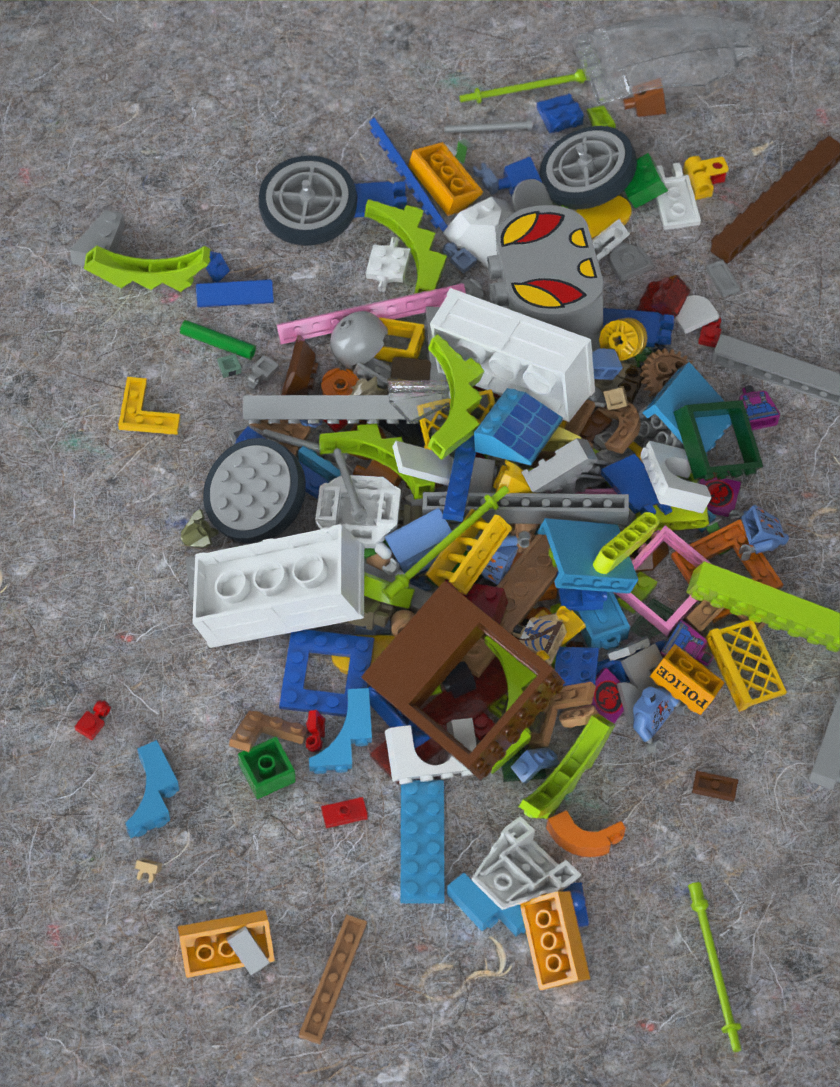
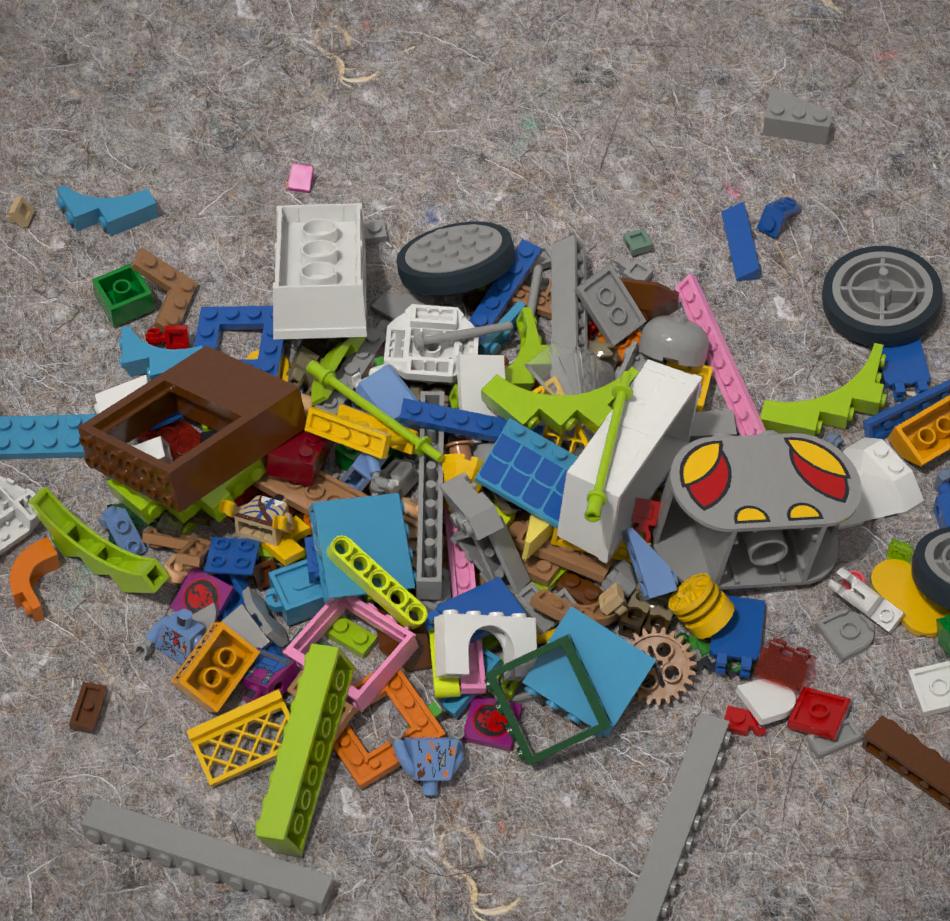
camera: 90 degrees right, 5 degrees down
(90, 723) = (186, 160): red plate -> none
(126, 624) = (301, 177): none -> slope
(134, 419) = (563, 163): yellow plate -> none
(149, 273) = (753, 149): lime arch -> none
(198, 531) = (416, 224): olive brick -> none
(218, 339) = (673, 230): green piece -> none
(319, 377) = (610, 305): none -> light grey plate
(344, 812) = (75, 369): red plate -> none
(388, 264) = (803, 381): white plate -> none
(480, 486) = (461, 447): none -> nougat piece
(529, 194) = (920, 516): light grey tile -> none
(594, 351) = (597, 498): none -> lime bar
(706, 281) = (819, 713): none -> red tile
(759, 408) = (621, 764): torso -> none

